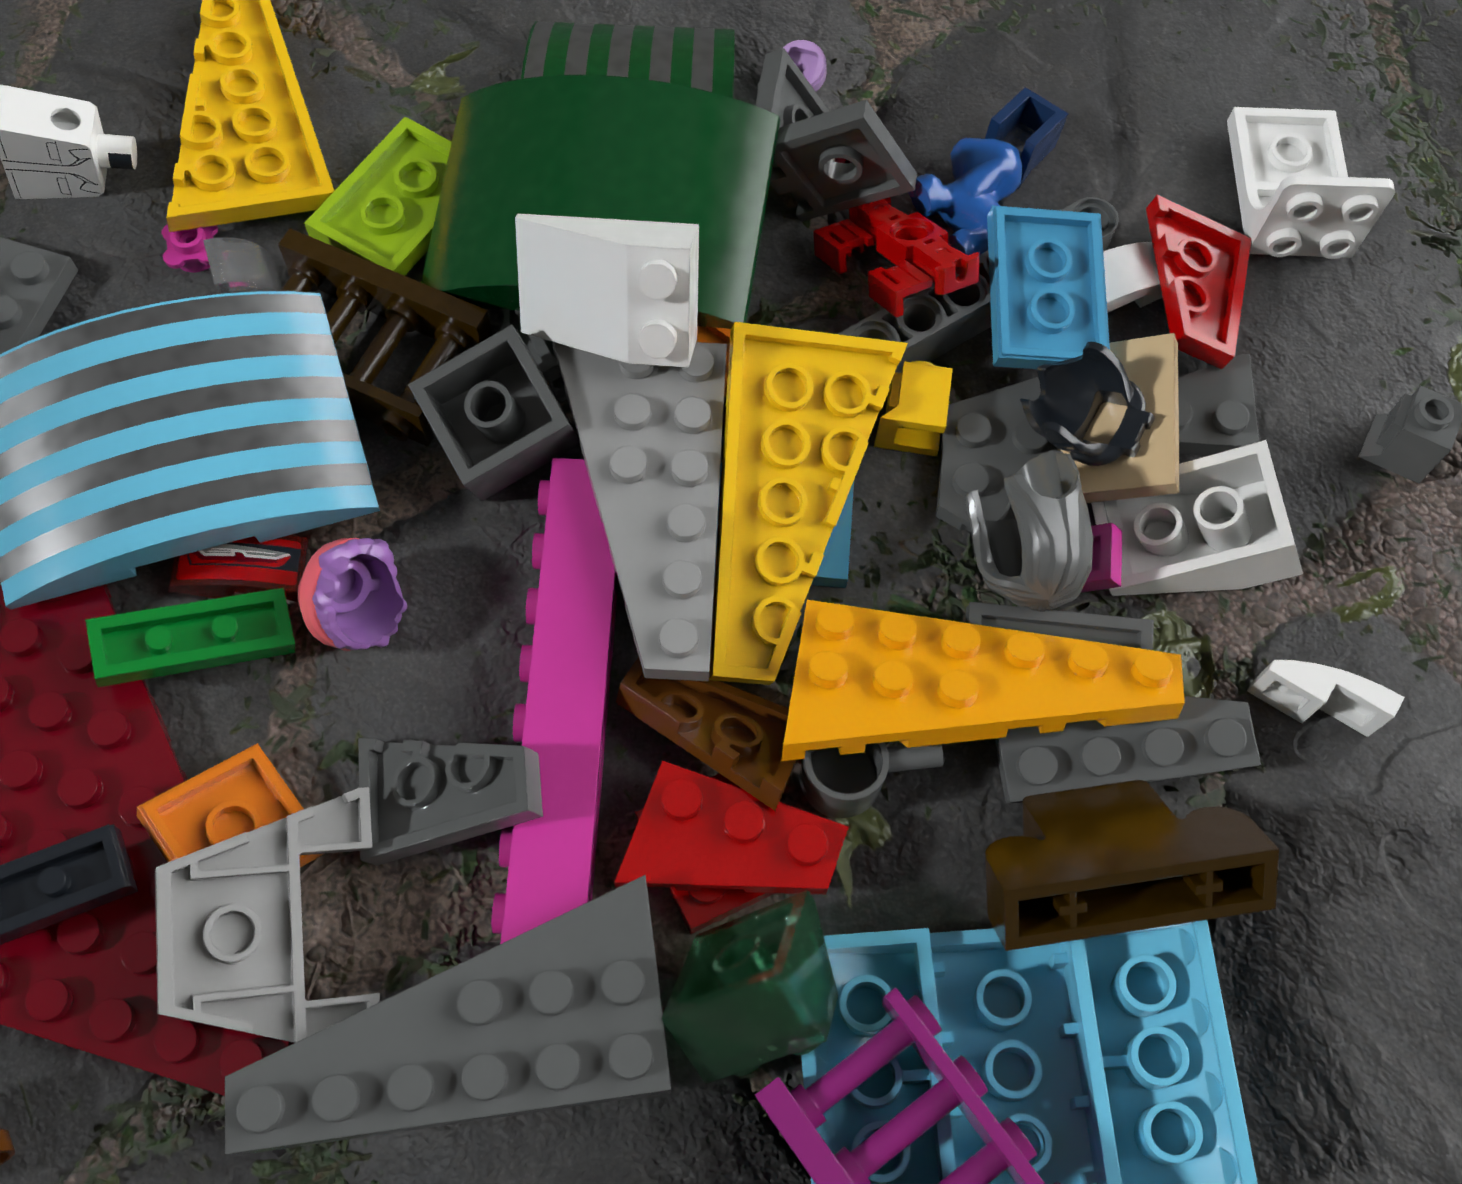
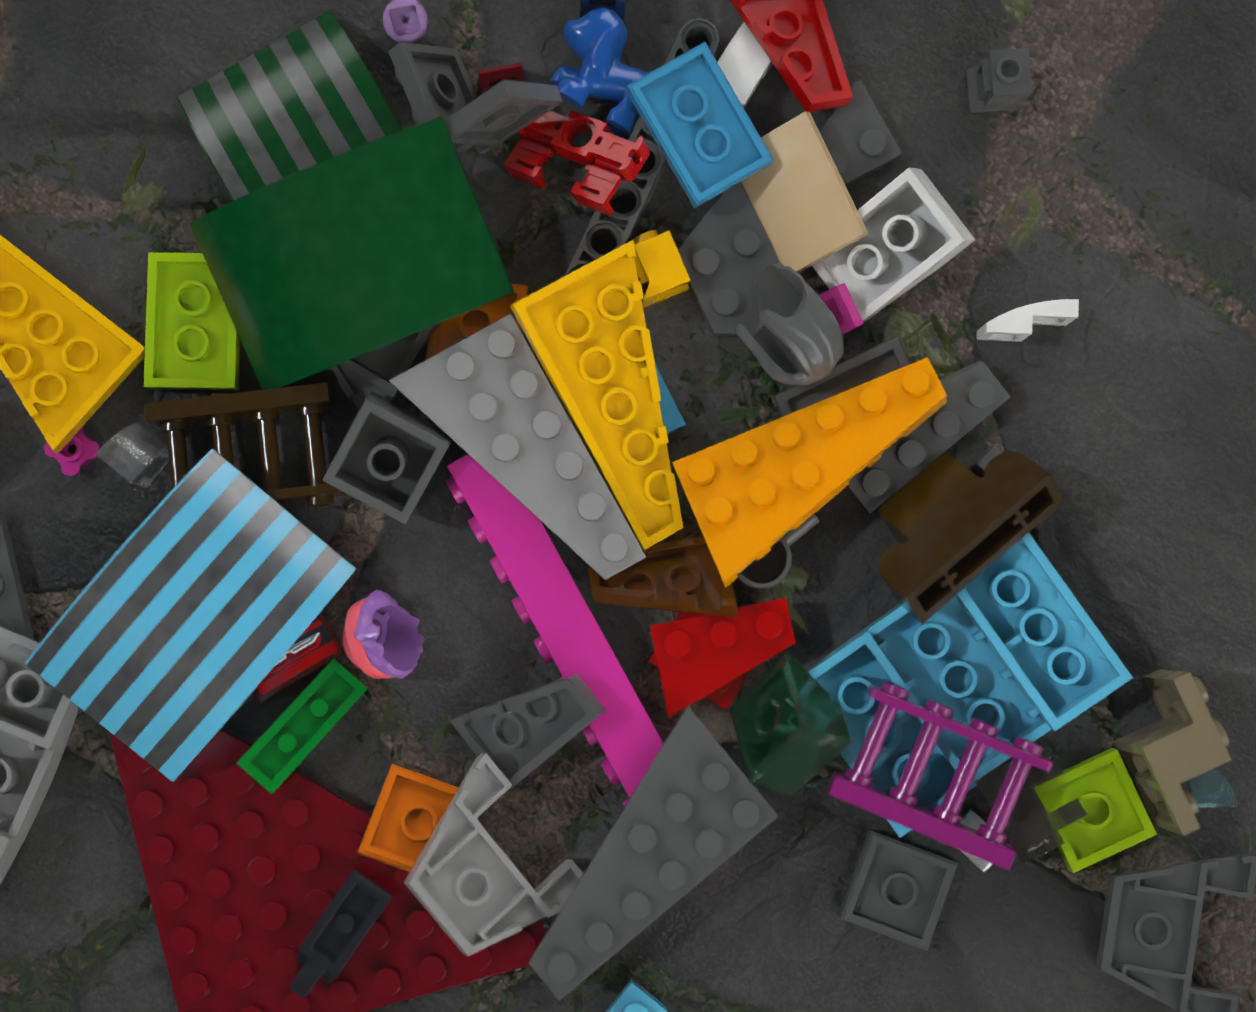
camera: 30 degrees left, 20 degrees up
(610, 286) = (419, 336): white slope -> none
(1072, 397) = (760, 208): black helmet -> none

